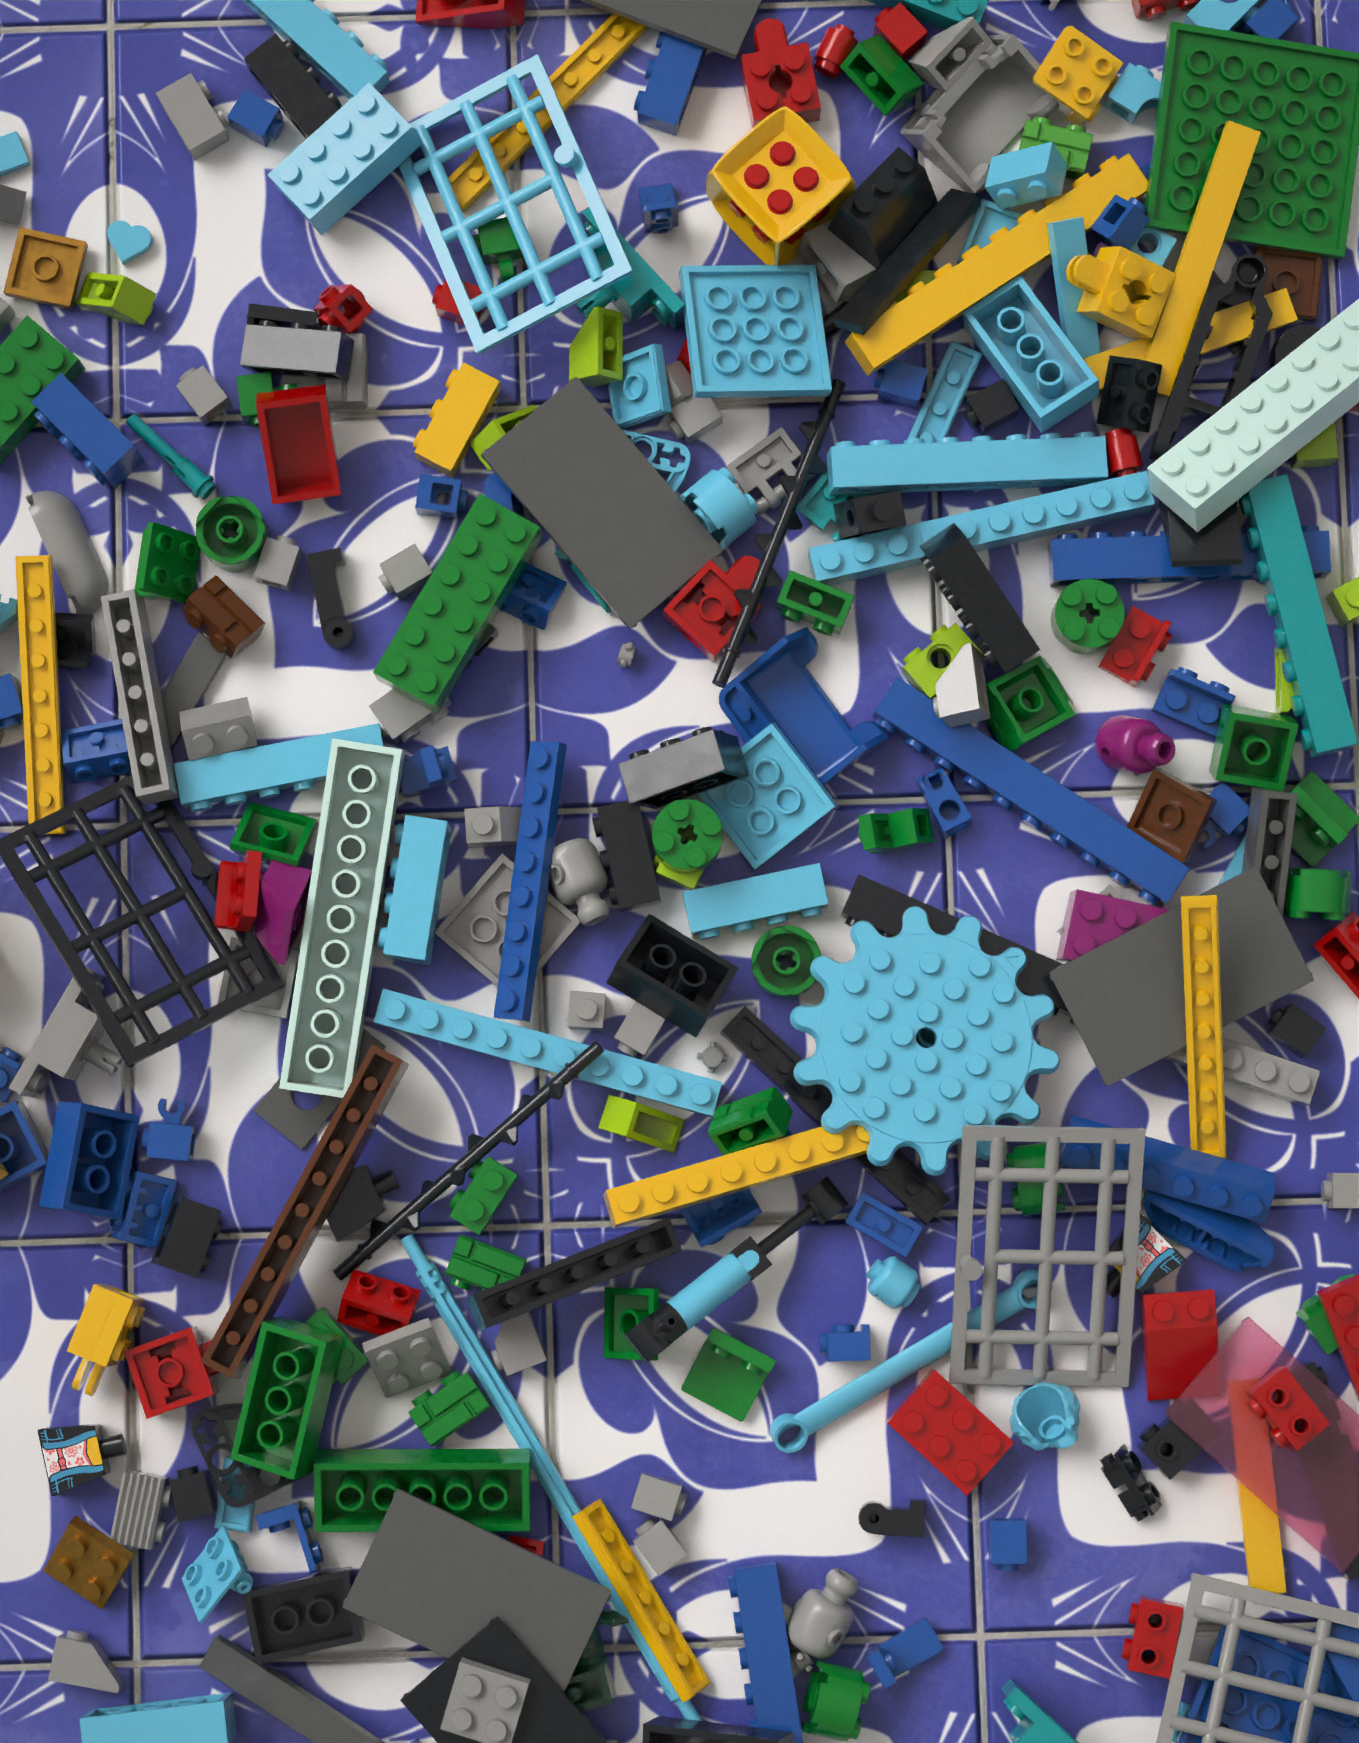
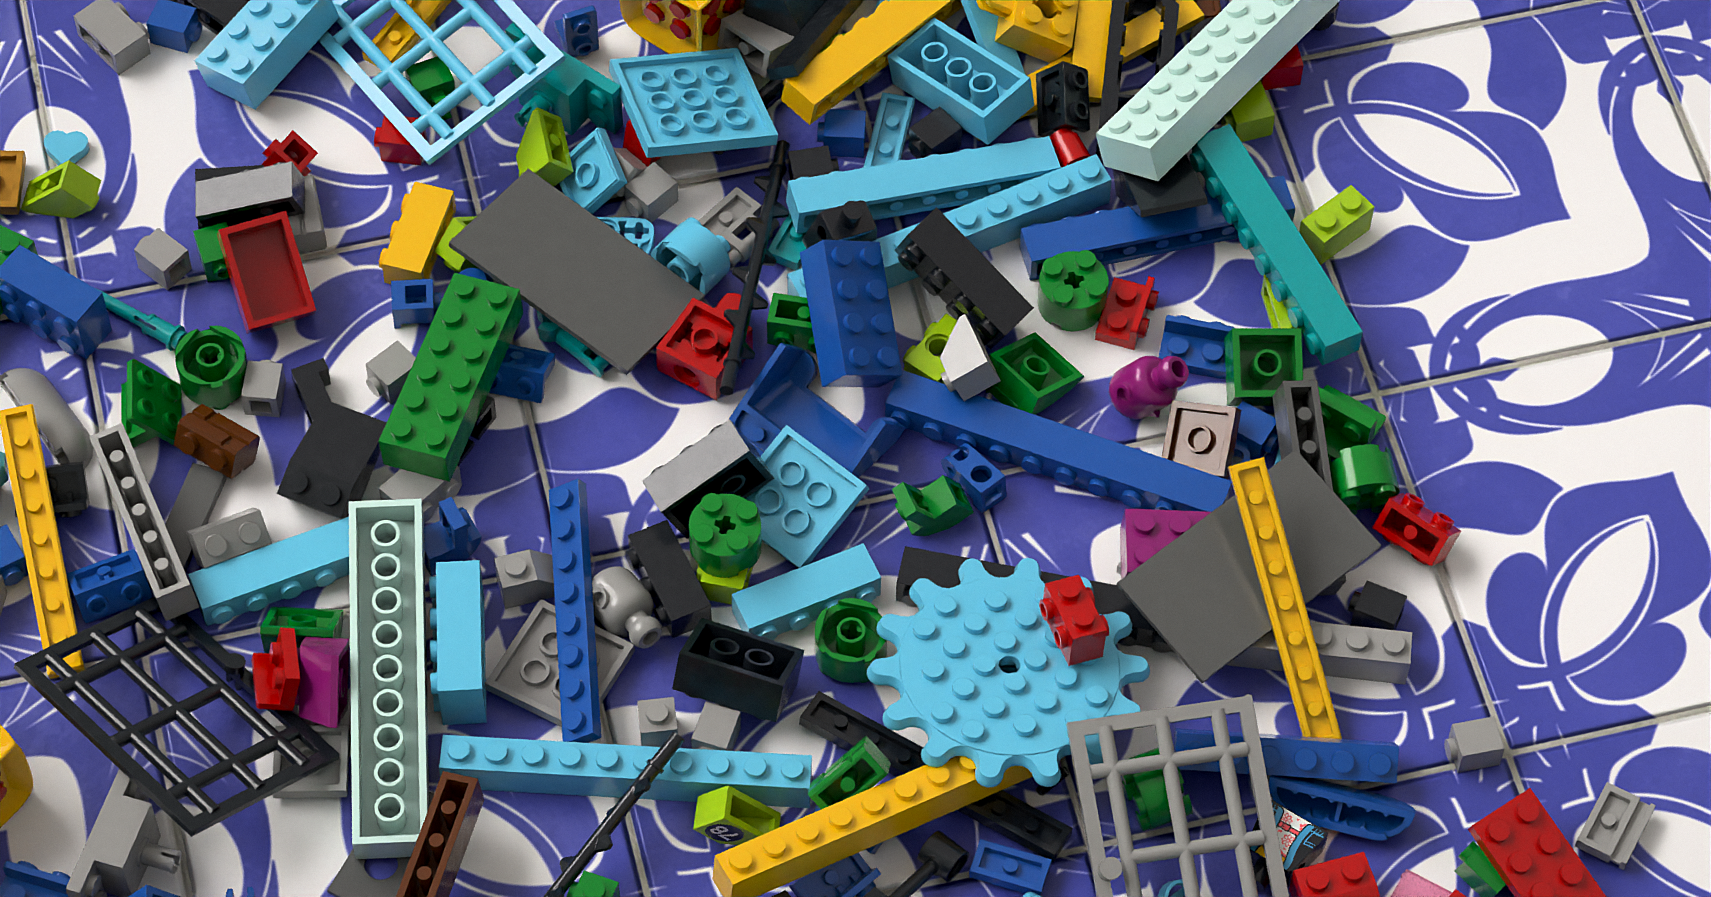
camera: 15 degrees left, 25 degrees down
(331, 668) = (333, 460): none -> black slope
(626, 654) = (628, 407): light grey piece -> none
(712, 1057) = (796, 745): light grey piece -> none
(859, 618) = (850, 313): none -> blue brick
(861, 422) = (811, 162): none -> black brick
(996, 1012) = (1074, 619): none -> red brick

